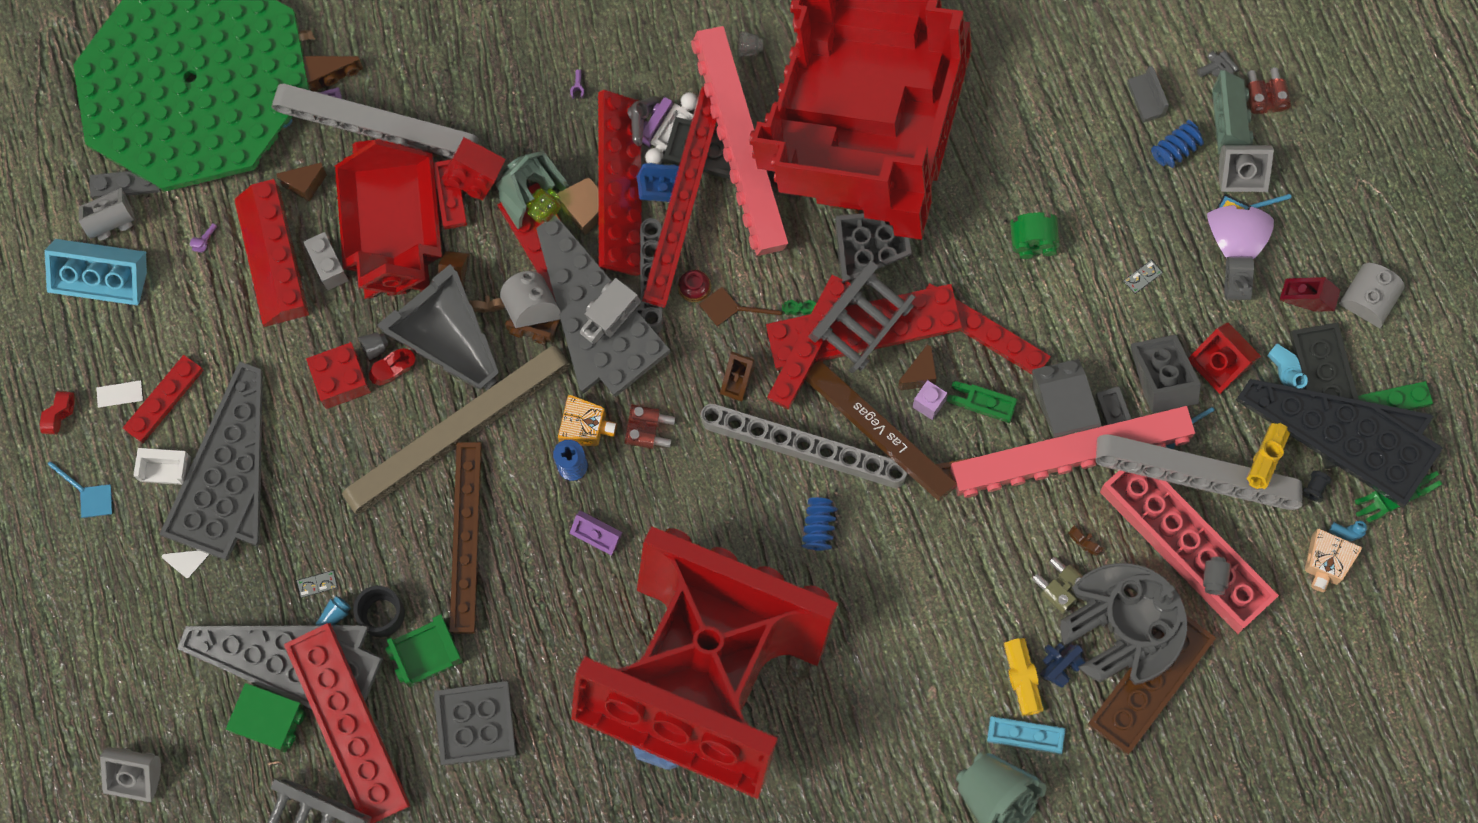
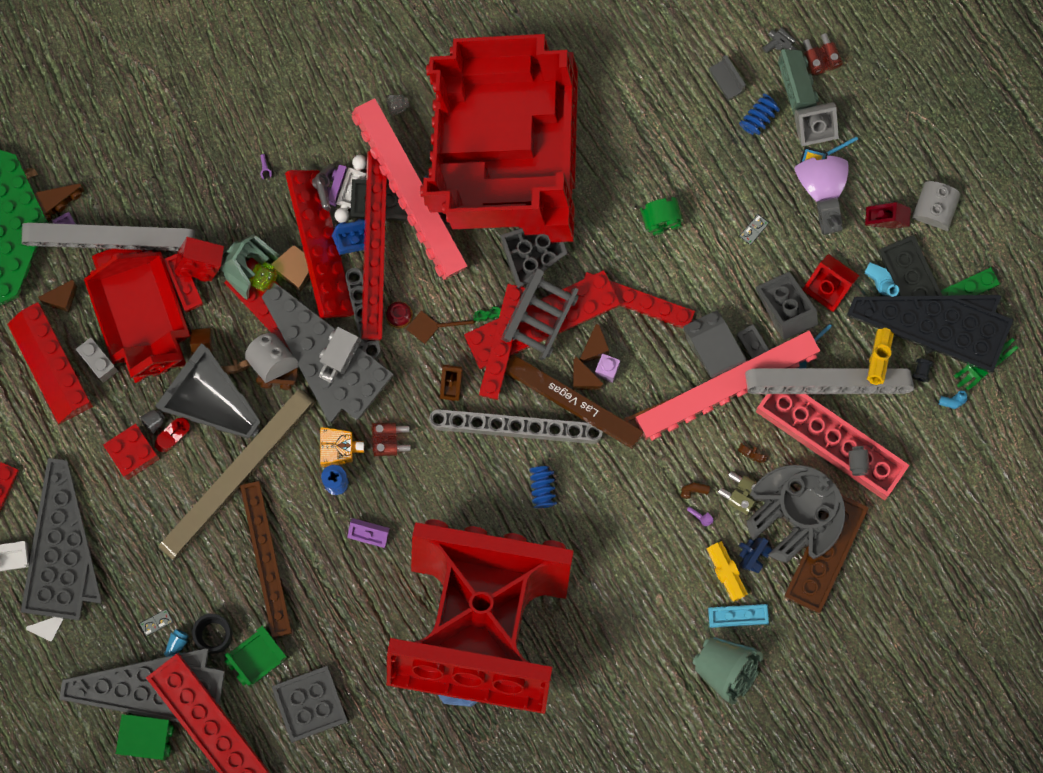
camera: 15 degrees left, 5 degrees up
(899, 407) = (583, 378): none -> reddish brown slope
(984, 401) = (650, 359): green hinge -> none
(1007, 566) = (694, 487): none -> reddish brown arm
(1011, 608) = (706, 519): none -> medium lavender hand
(1329, 559) = (943, 426): light nougat torso -> none

